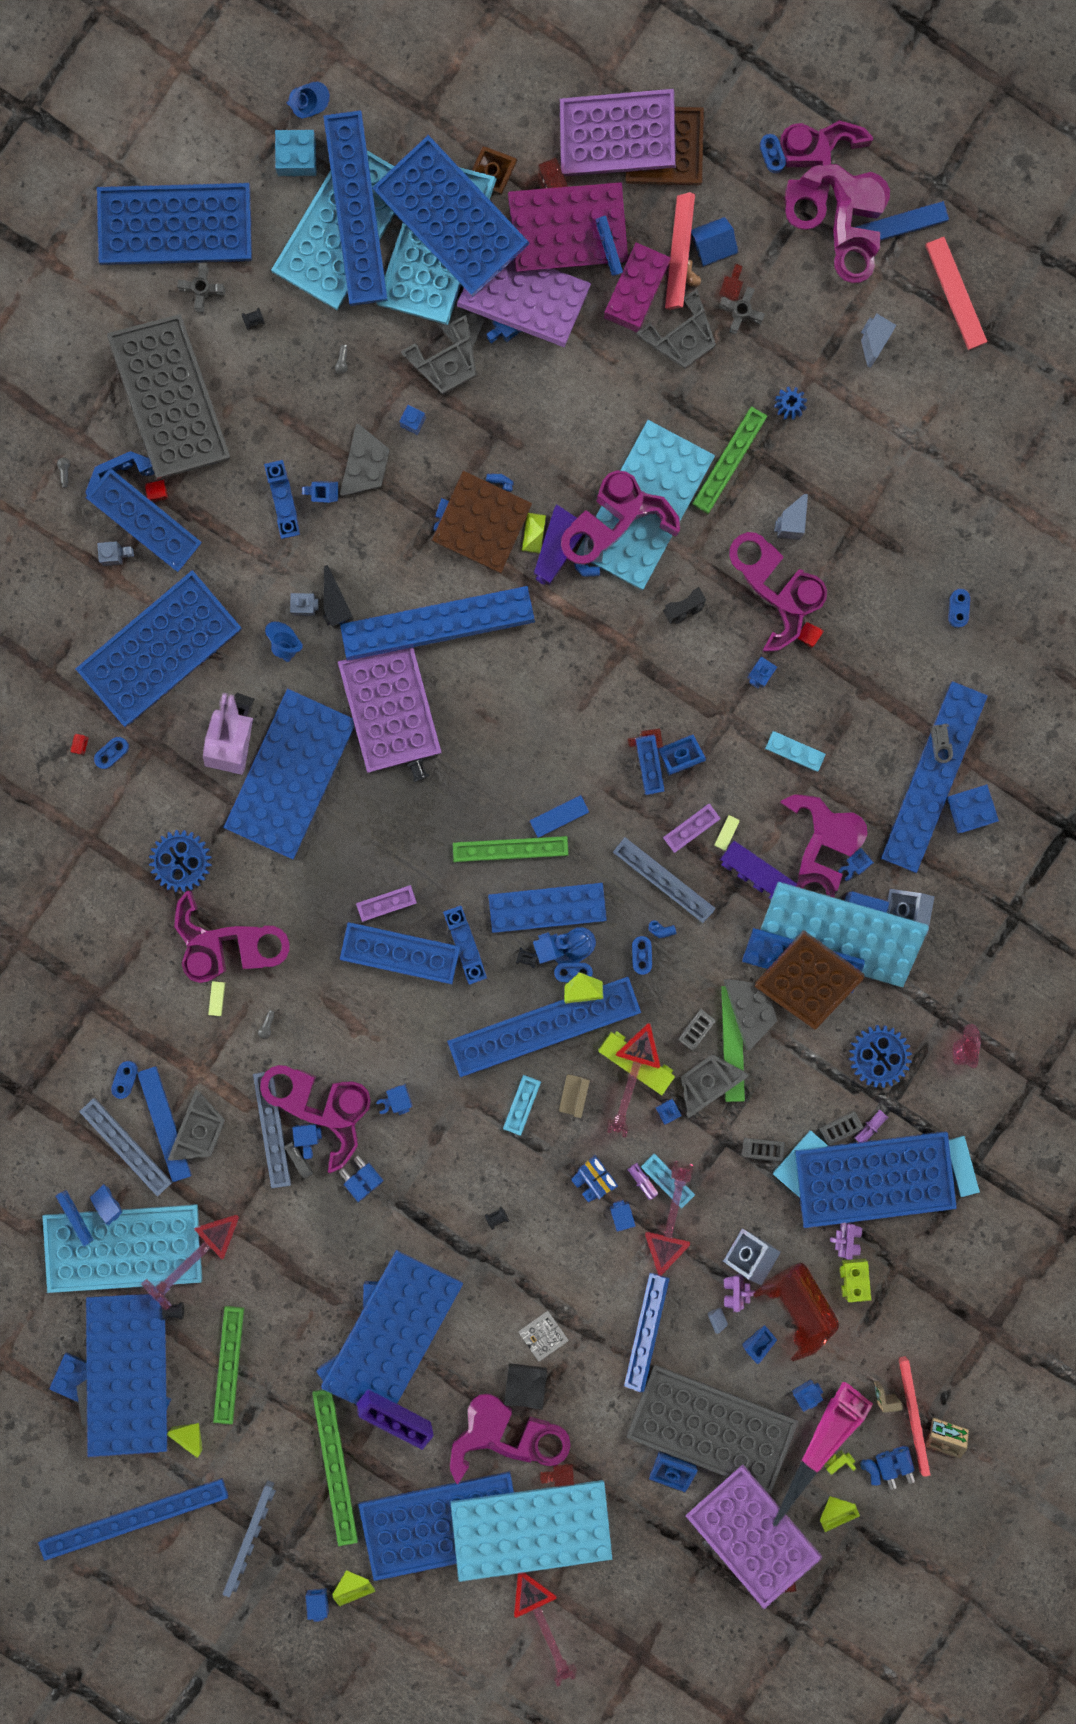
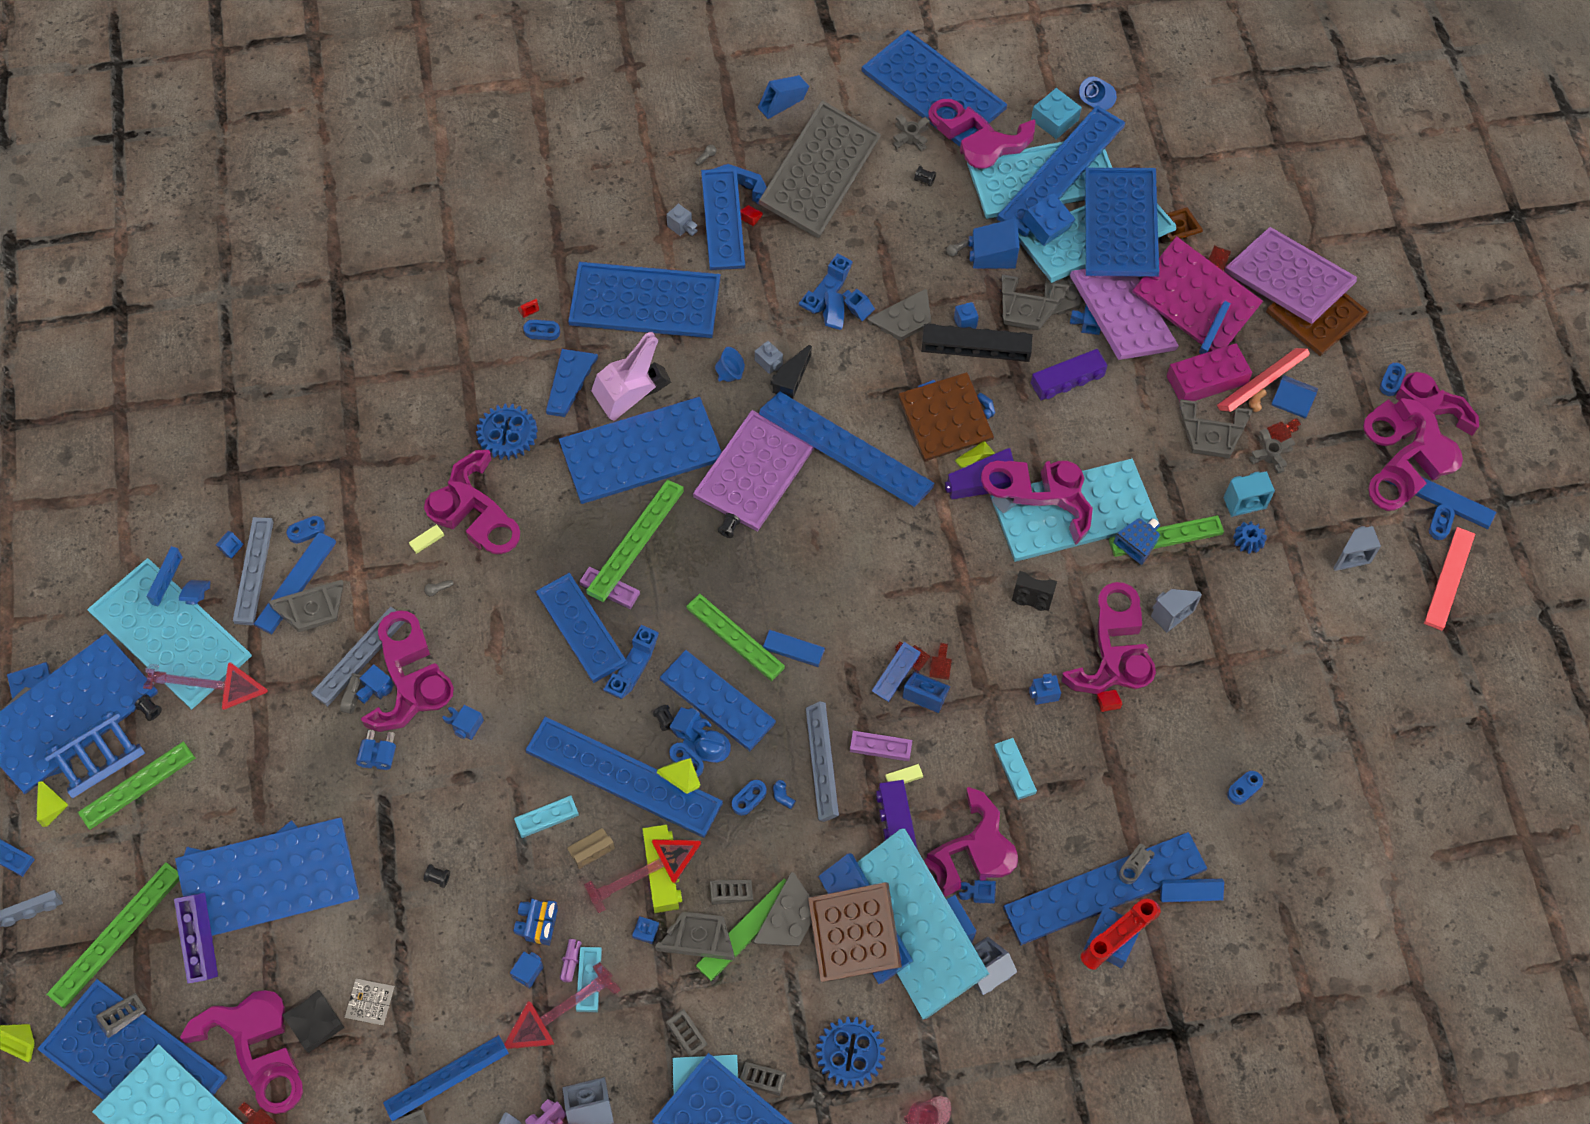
camera: 45 degrees right, 25 degrees down
(66, 355) = (782, 94): none -> blue slope
(86, 1147) = (229, 544): none -> blue tile
(173, 767) = (568, 380): none -> blue wing
(197, 1383) = (94, 773): none -> blue fence
(276, 242) = (985, 145): none -> magenta animal
(310, 513) = (834, 310): none -> blue slope
(367, 850) = (635, 540): none -> bright green plate
(372, 332) = (995, 245): none -> blue slope
(394, 271) = (1048, 219): none -> blue brick
(404, 1526) = (124, 1020): none -> dark grey slope
(441, 434) = (977, 342): none -> black brick
(535, 393) = (1069, 374): none -> dark purple brick
(587, 571) = (986, 510): blue arm -> none
(672, 725) = (941, 665): none -> clear red plate
(717, 486) = (1138, 539): none -> blue torso
(762, 364) = (1248, 493): none -> dark azure brick
(871, 1126) = (788, 1101): medium lavender axle -> none
(912, 251) = (1441, 523): none -> blue plate
(981, 805) = (1120, 933): none -> red plate
(992, 722) = (1192, 890): none -> blue tile

